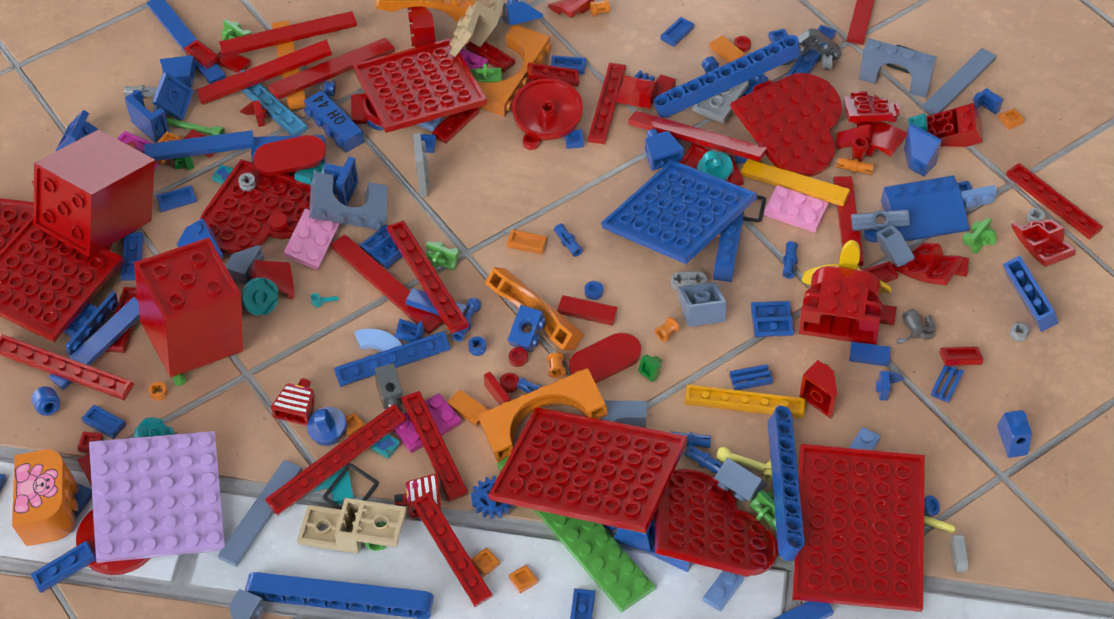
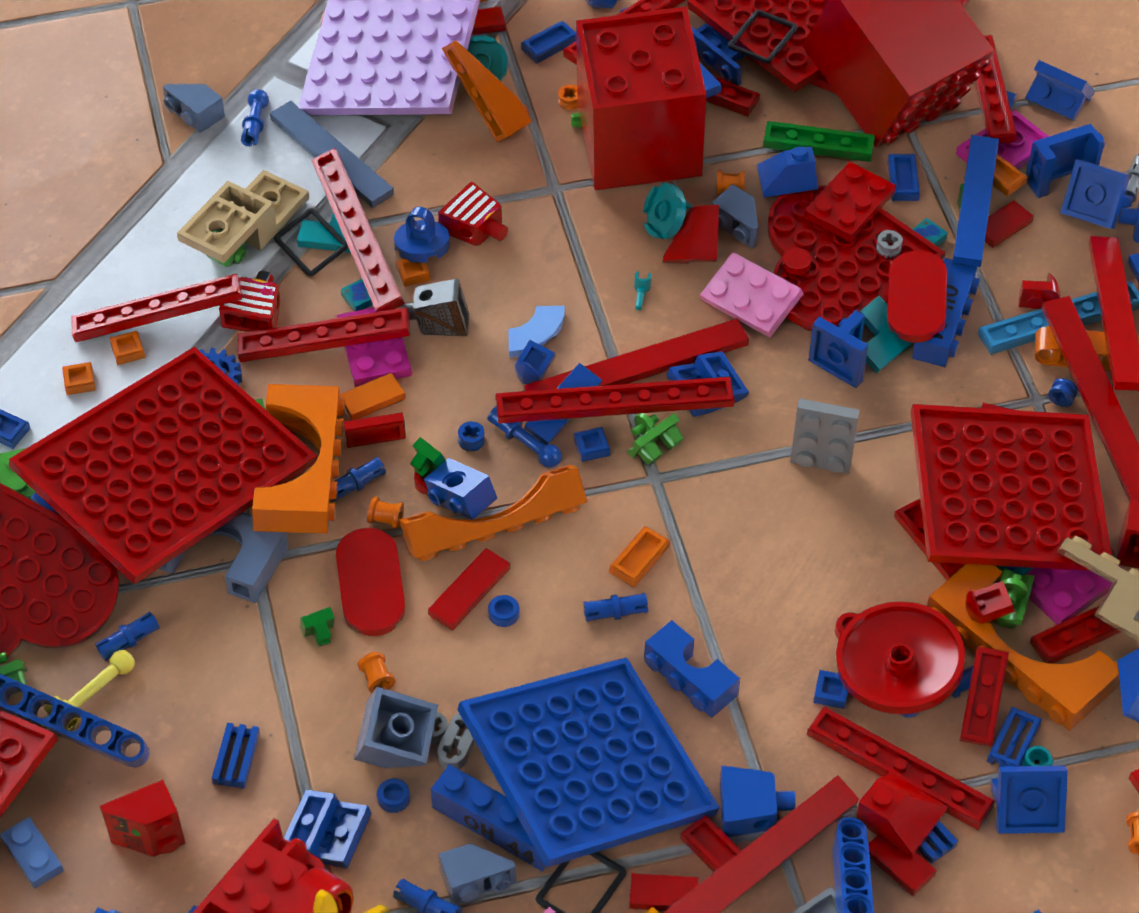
camera: 110 degrees right, 0 degrees up
(87, 437) = (523, 25): red tile -> none
(104, 275) = (793, 26): none -> black piece
(131, 253) = (812, 113): blue tile -> none
(159, 233) = (822, 140): none -> green plate
(192, 415) = (494, 101): none -> orange slope
(216, 209) = (849, 201): none -> red plate
(217, 130) = (1016, 240): bright green piece -> none
(220, 581) = (253, 124): none -> blue pin
(326, 207) = (789, 303): sand blue arch -> none
(333, 121) = (987, 377): blue brick -> none
(340, 595) = (163, 195): blue beam -> none
(399, 356) = (495, 333): blue tile -> none
(430, 142) = (899, 487): blue tile -> none
(457, 287) = (591, 444): none -> blue tile
(502, 75) = (988, 603): none -> red plate
(509, 382) = (391, 455): red tile -> none
(512, 351) = (426, 458): none -> green tile
(578, 51) = (1037, 754): none -> teal plate
(589, 205) = (706, 687): none -> blue arch
(603, 47) = (1030, 799): none -> blue bracket
(696, 439) = (172, 633): blue pin -> none
(716, 164) = (673, 865): teal tile -> none
(735, 298) = (393, 795): none -> blue tile
(739, 480) = (59, 656): sand blue slope -> none
(742, 400) = (205, 722): light orange tile -> none
(764, 245) = (475, 871): none -> sand blue slope

